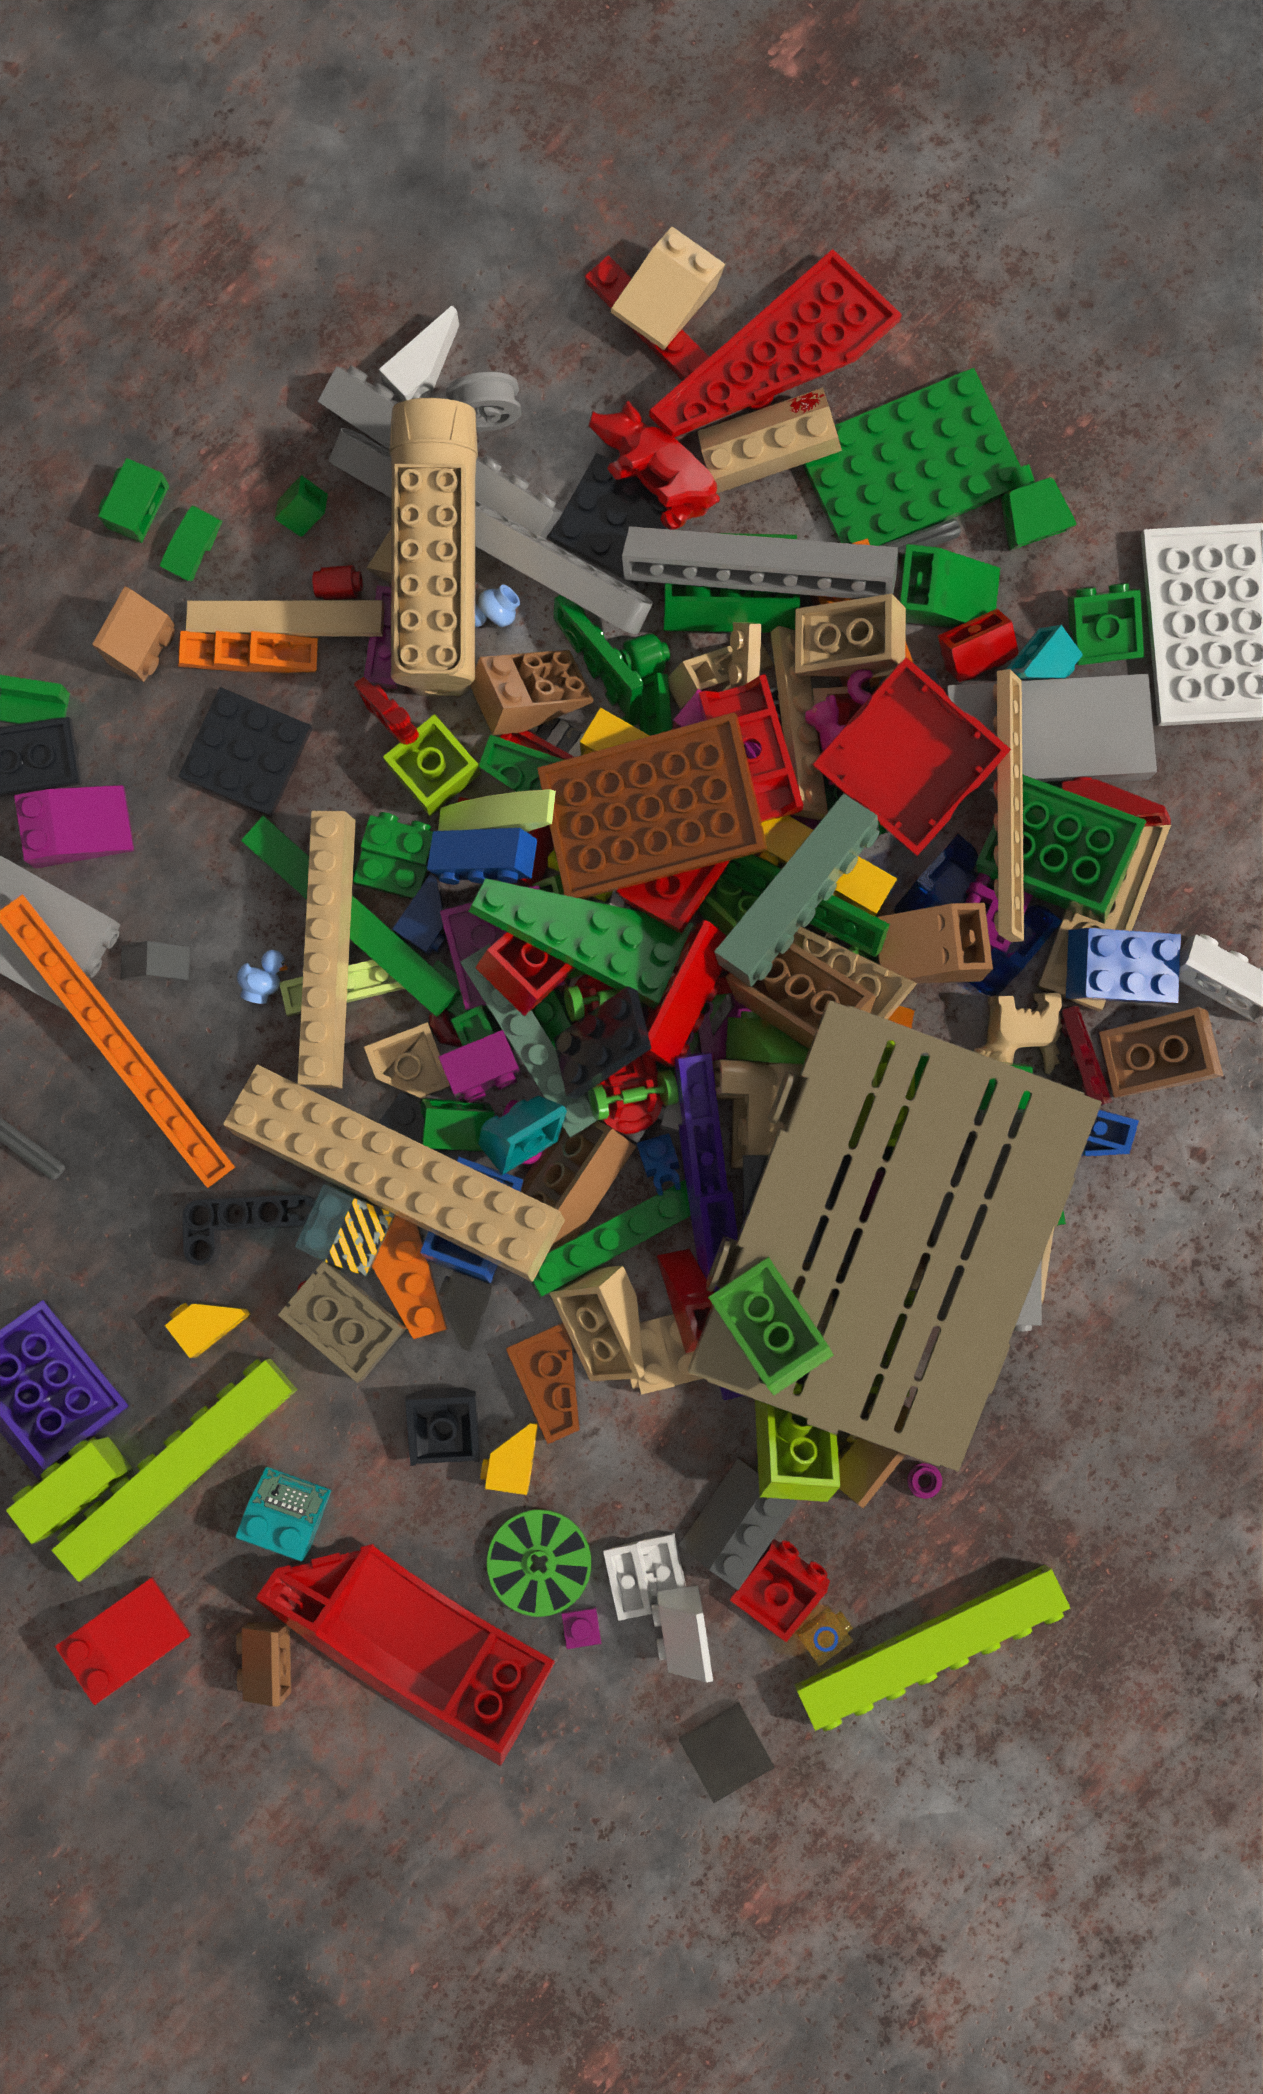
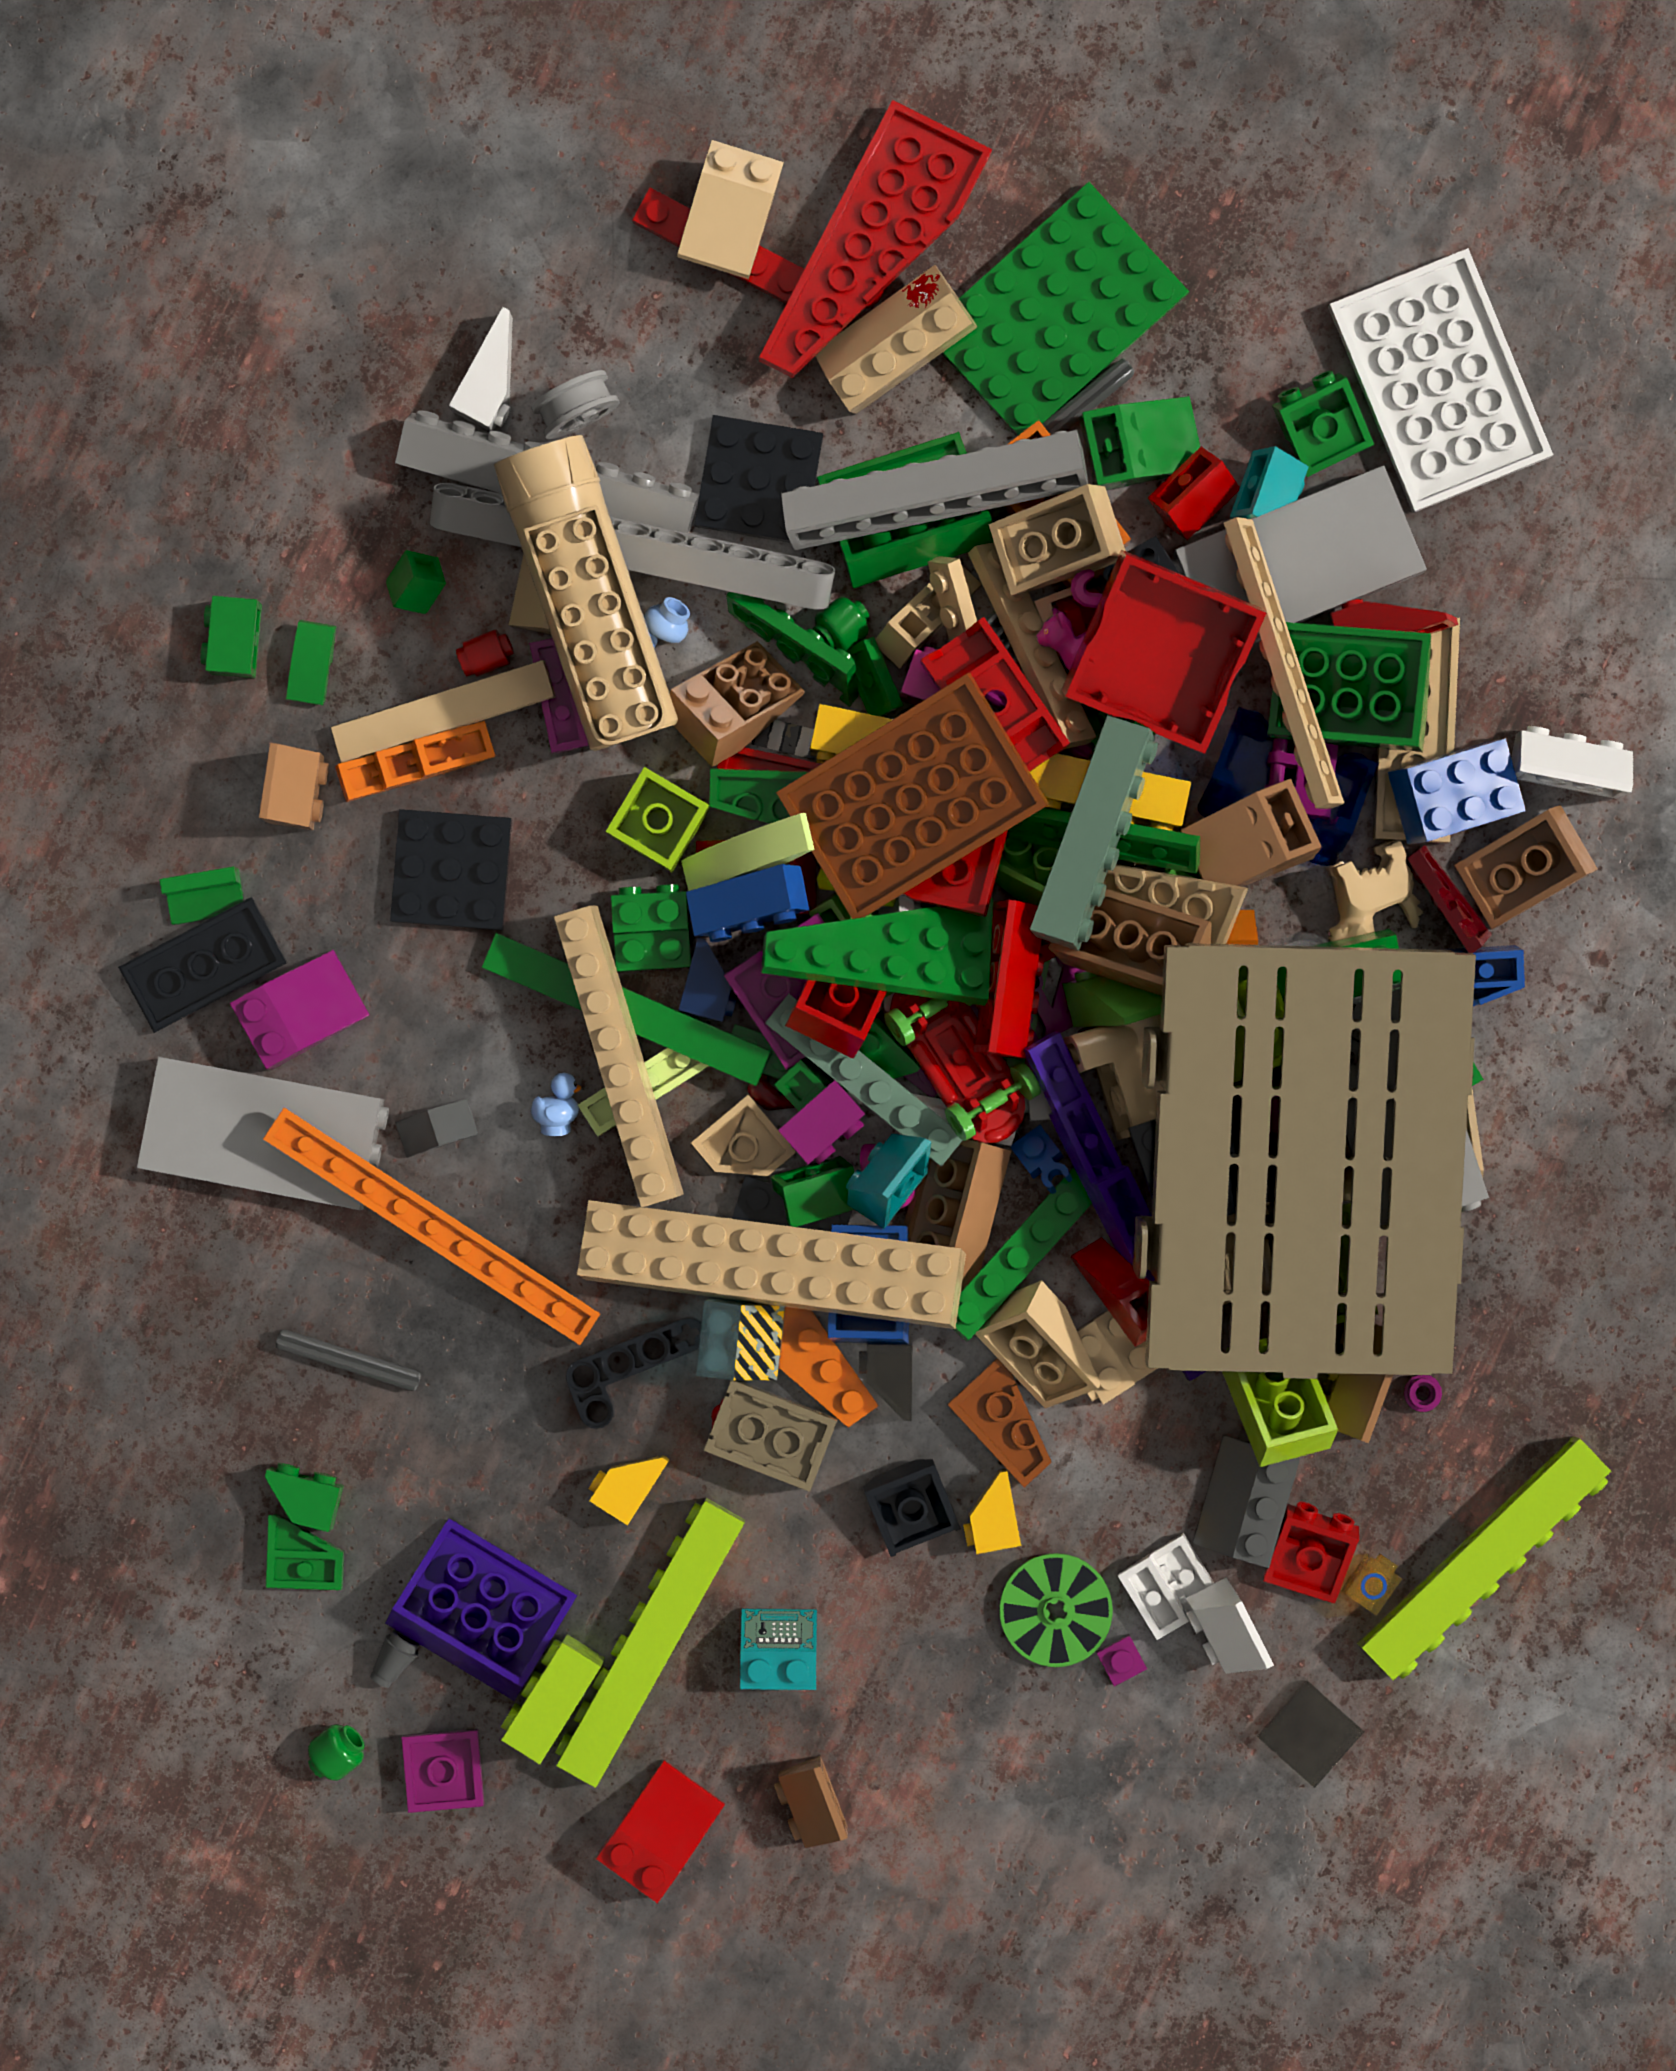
camera: 20 degrees left, 5 degrees up
(387, 711) = (593, 781): red hinge -> none
(412, 1645) = (957, 1736): red slope -> none
(602, 1043) = (944, 1060): black plate -> none
(659, 462) = (789, 408): red animal -> none
(771, 1326) = (1215, 1293): bright green slope -> none
(1034, 509) = (1205, 322): green torso -> none

